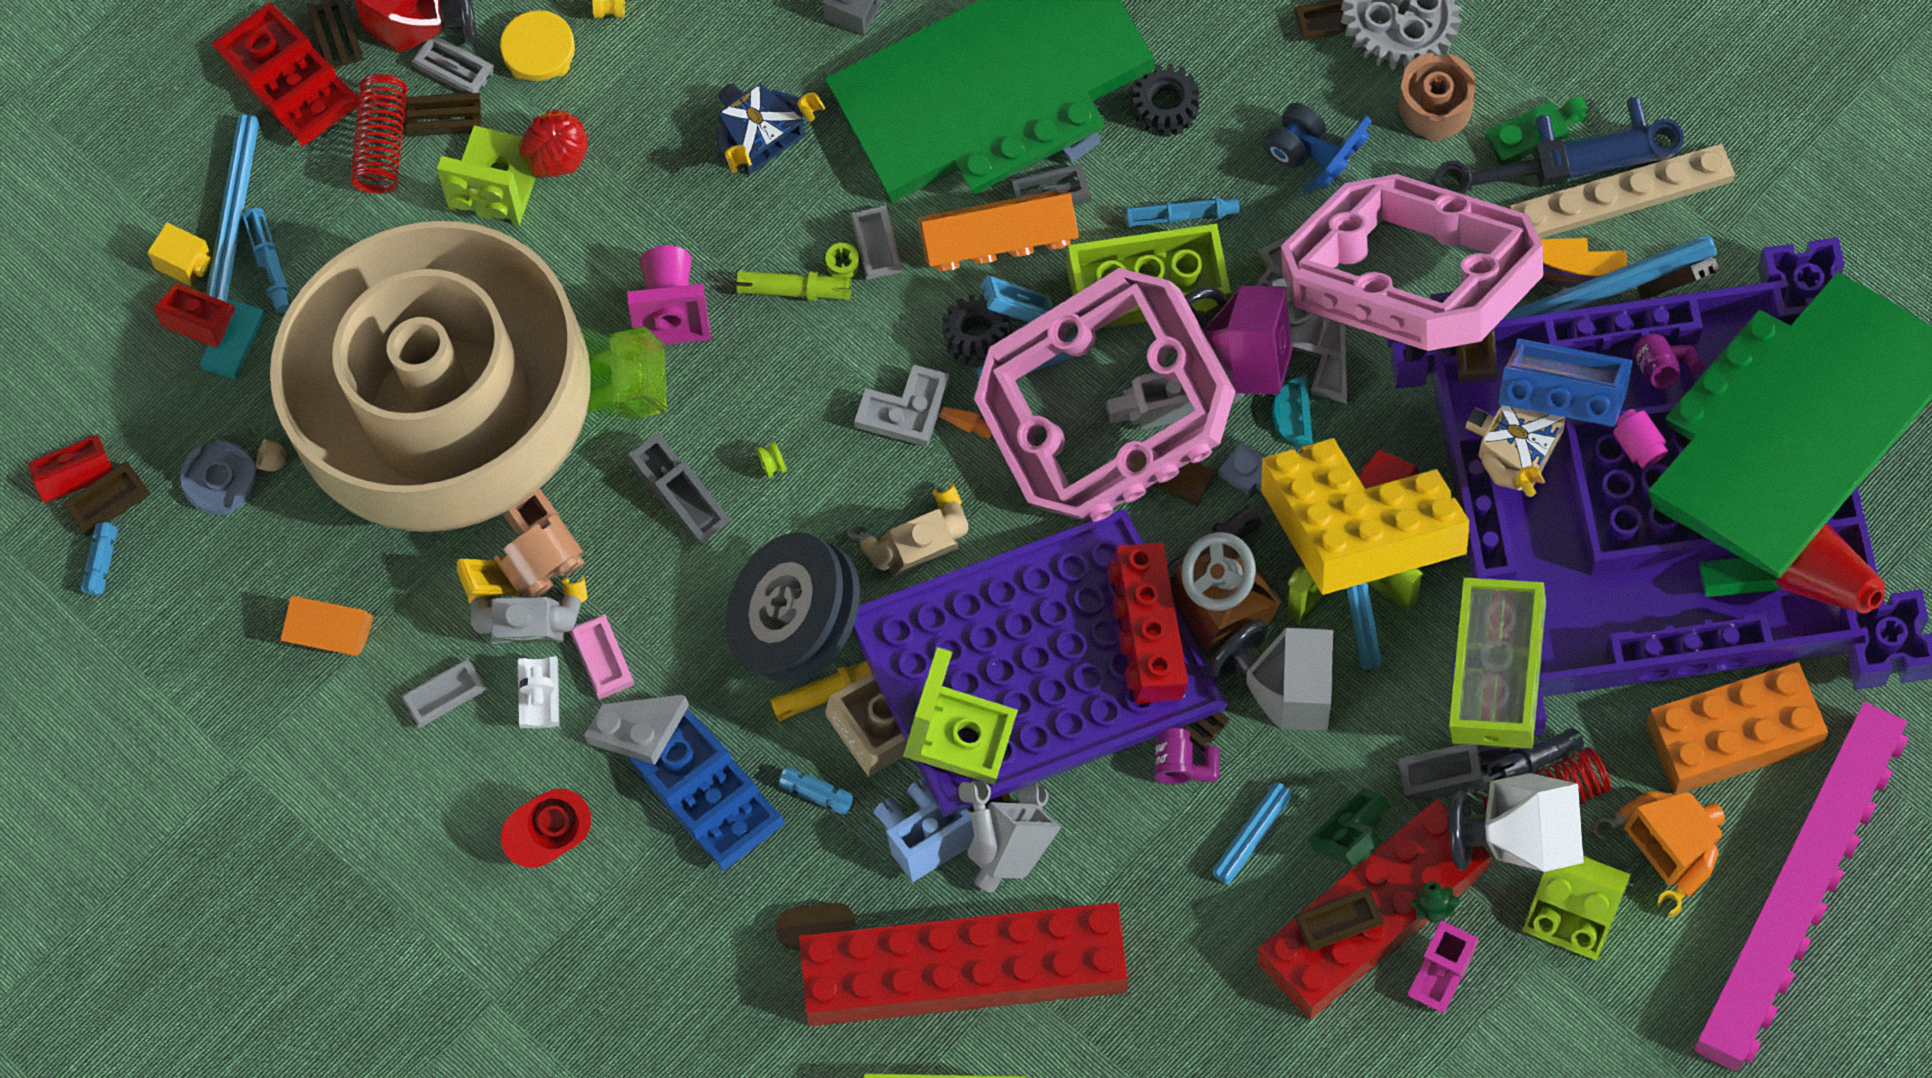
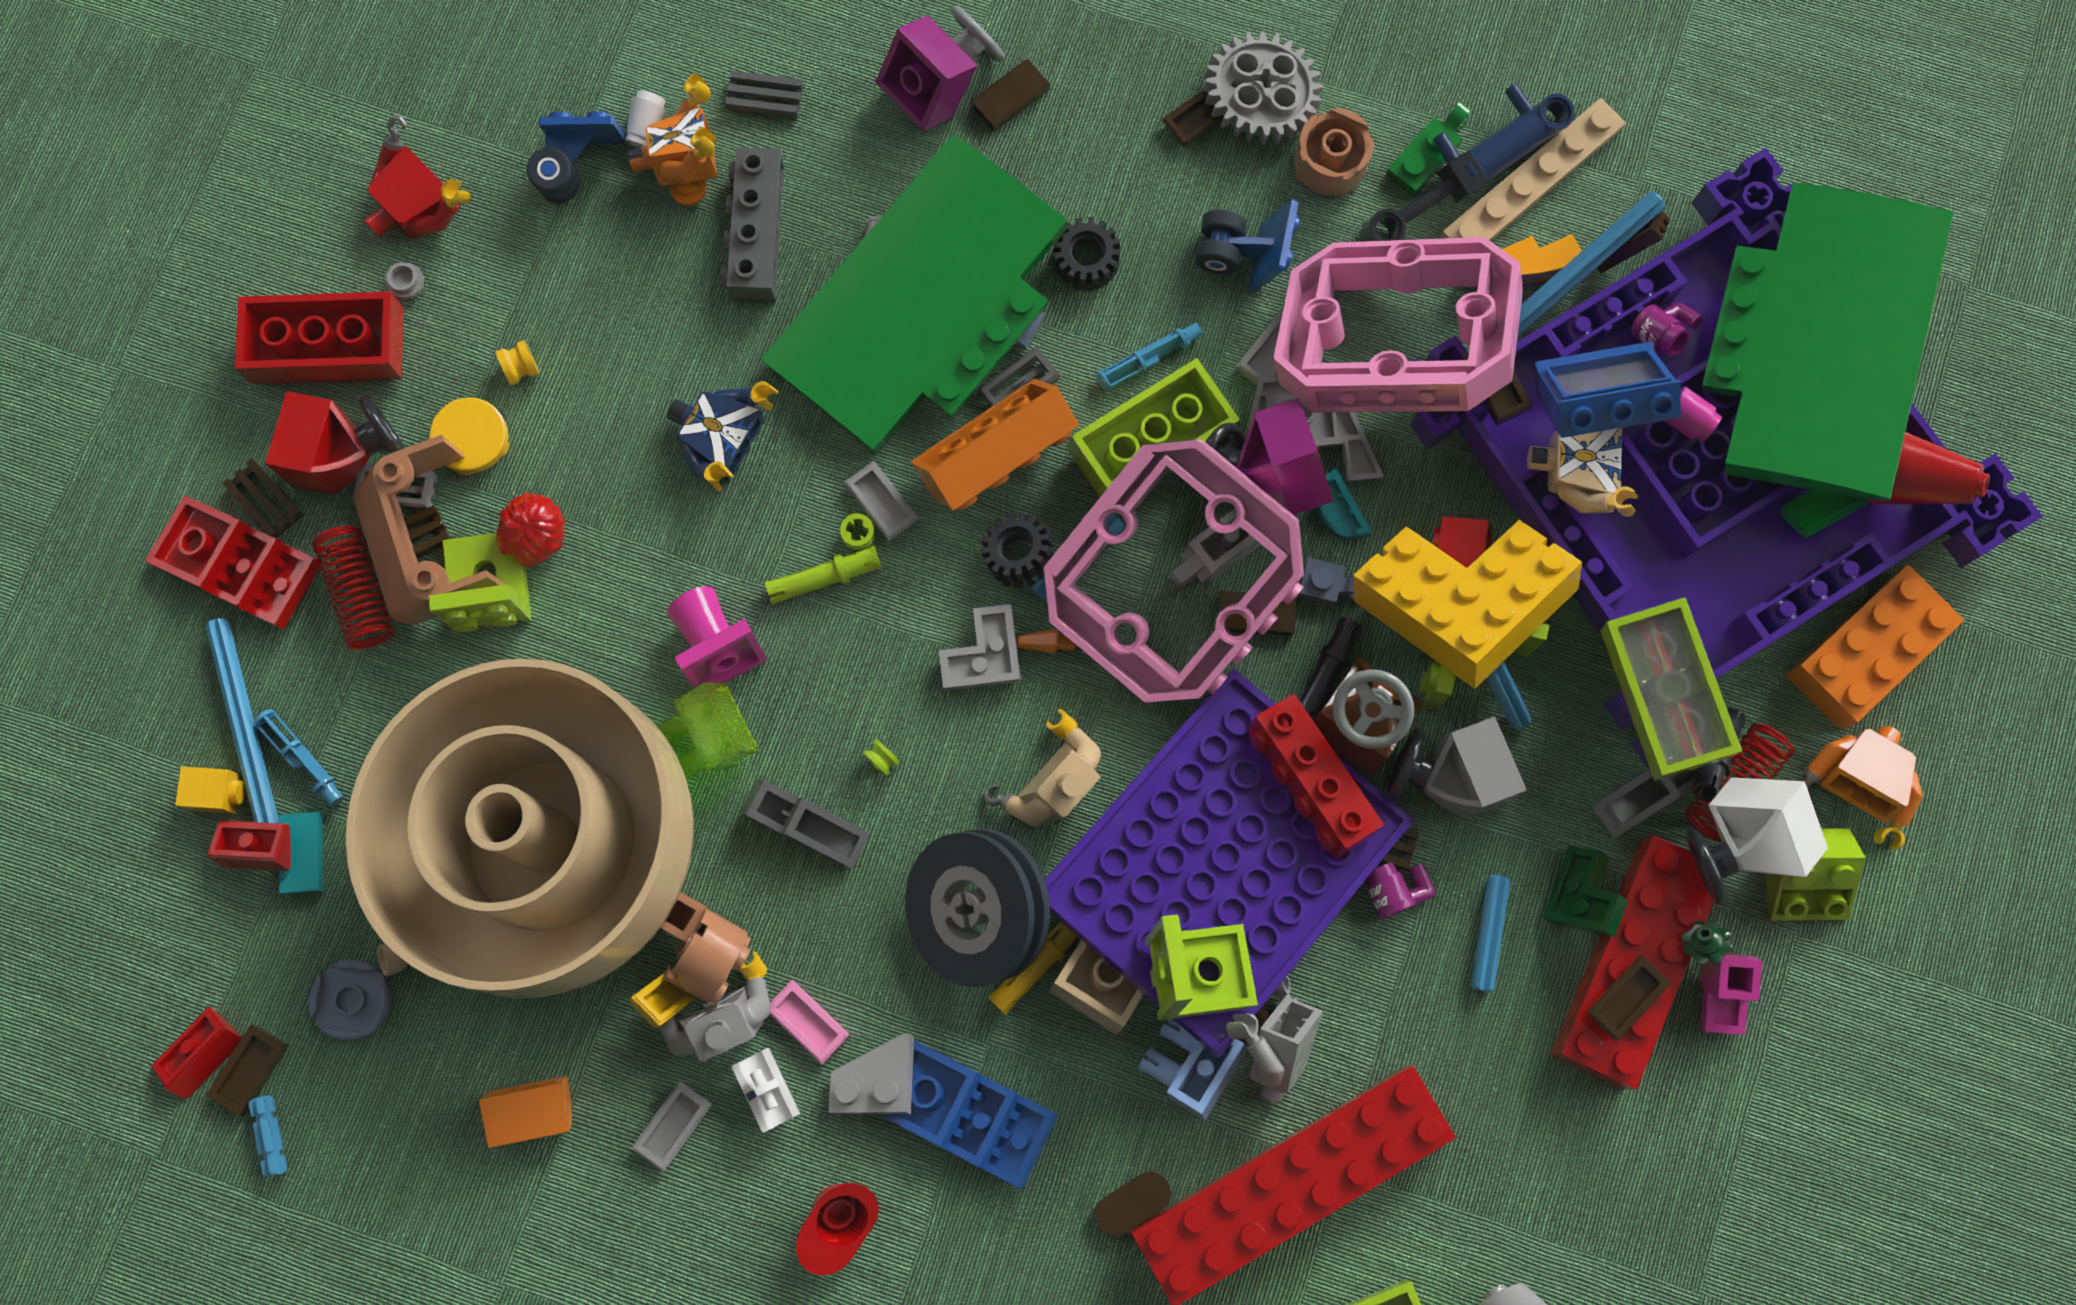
camera: 30 degrees left, 10 degrees up
(424, 129) = (401, 578): none -> nougat windscreen
(816, 790) = (1072, 1068): dark azure axle -> none
(1015, 300) = (1046, 508): dark azure tile -> none
(1801, 887) = (1998, 775): dark pink brick -> none

